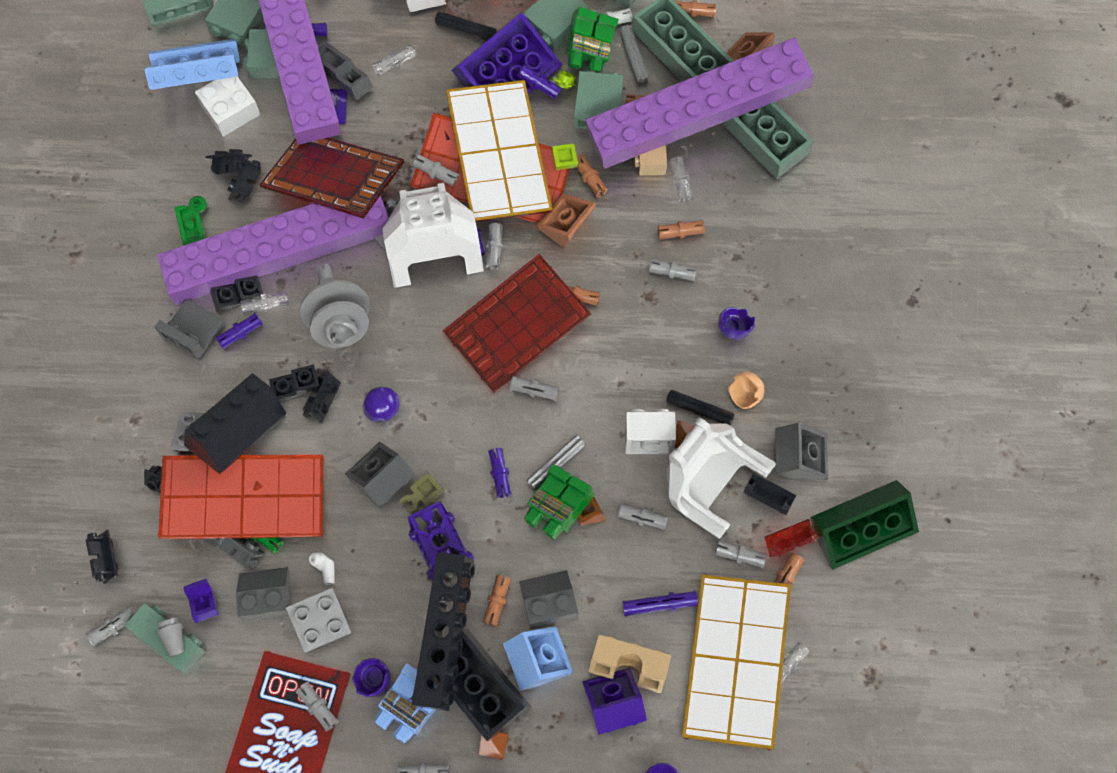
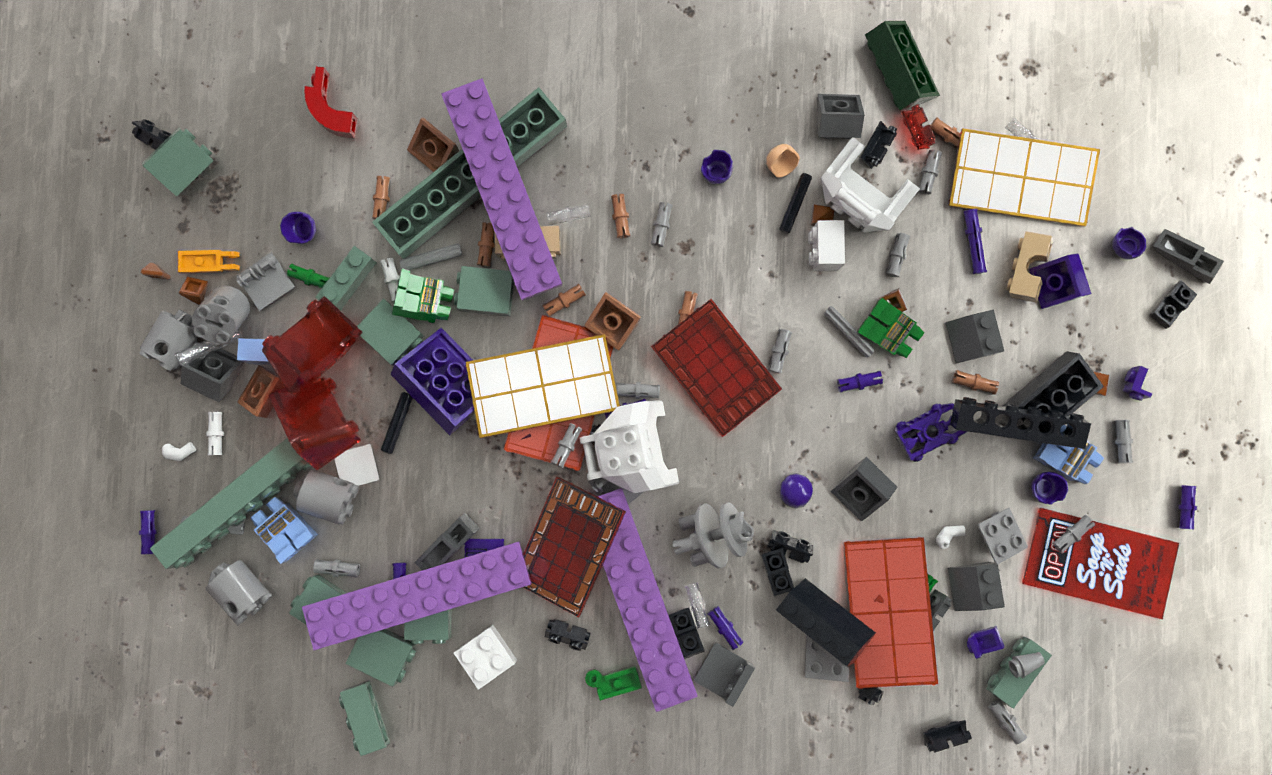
camera: 90 degrees left, 15 degrees up
(193, 64) = (432, 698): light blue fence -> none
(228, 162) = (553, 649): black hinge -> none
(394, 60) = (436, 492): clear pin -> none
(424, 491) = (880, 448): olive plate -> none
(537, 657) = (1027, 345): light blue slope -> none
(539, 82) = (464, 348): dark purple pin -> none
(564, 156) = (549, 322): lime plate -> none
(565, 79) = (460, 323): lime plate -> none

